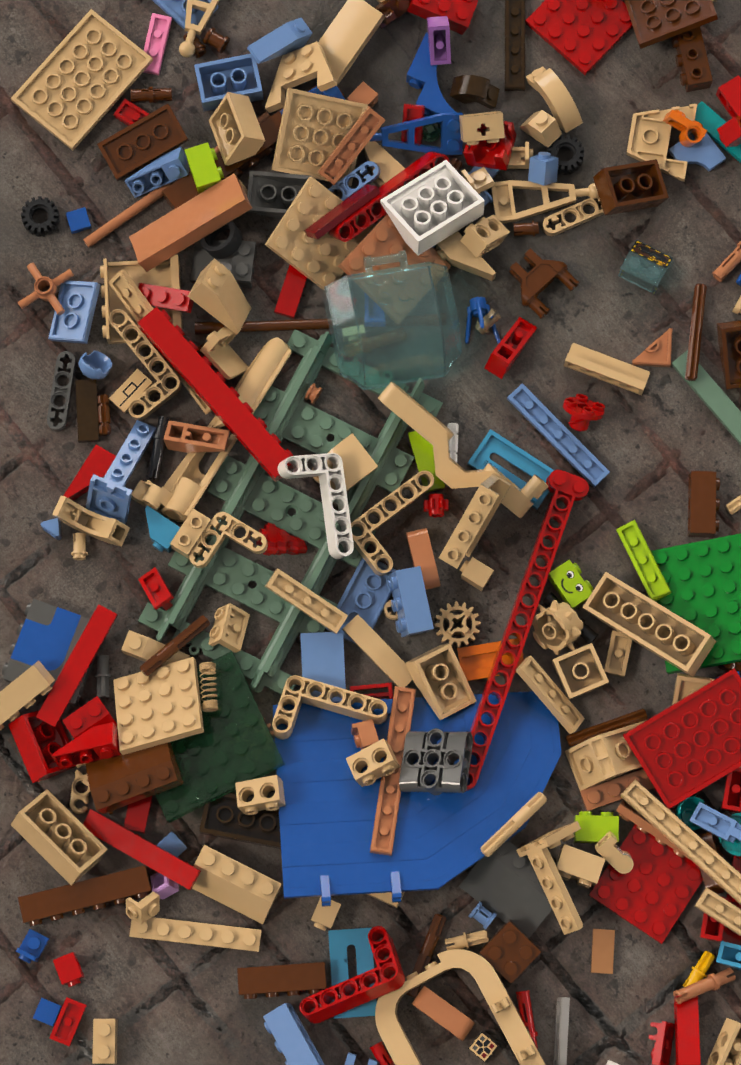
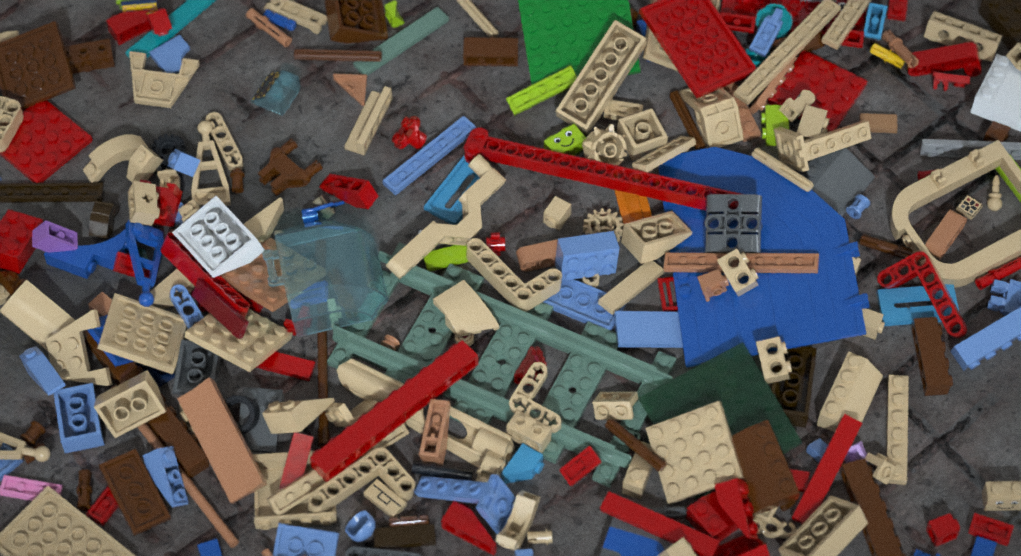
camera: 90 degrees left, 20 degrees down
(203, 167) = (168, 429): lime brick -> none
(209, 669) = (656, 410): tan piece -> none
(306, 601) = (590, 333): tan plate -> none
(324, 701) = (680, 319): tan beam -> none
(328, 496) = (498, 309): white beam -> none
(351, 145) = (155, 303): nougat plate -> none
(467, 940) = (881, 218): tan axle -> none
(475, 520) = (516, 196): tan panel -> none
(484, 235) = (245, 205): tan brick -> none
(510, 951) = (886, 182): reddish brown brick -> none
(630, 187) = (206, 96): reddish brown brick -> none
(679, 121) = (154, 55): orange plate -> none

